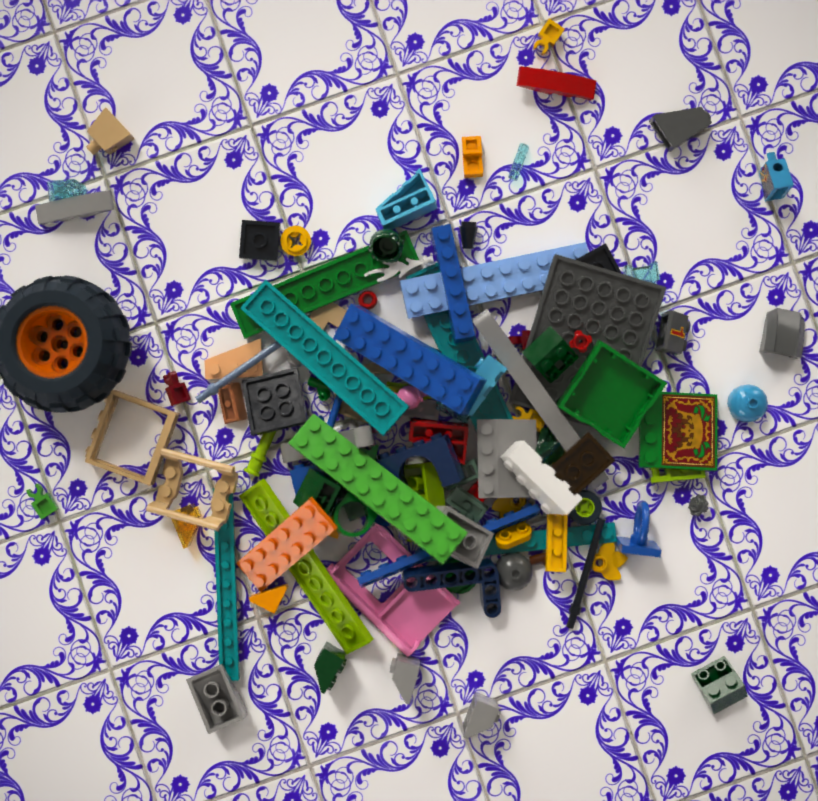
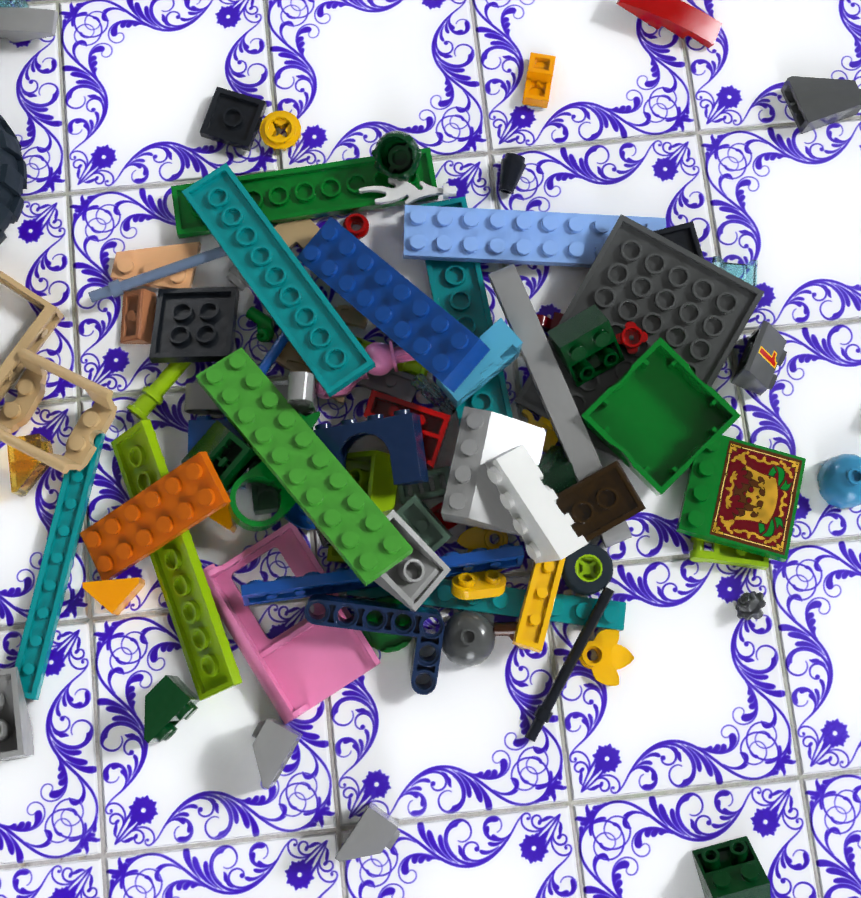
camera: 10 degrees right, 10 degrees down
(176, 391) = (66, 284): dark red plate -> none
(407, 203) = (440, 113): medium azure wedge -> none
(453, 283) = (474, 248): blue arch -> none
(518, 161) = (598, 99): clear light blue axle -> none
(638, 542) = (656, 633): blue tile -> none

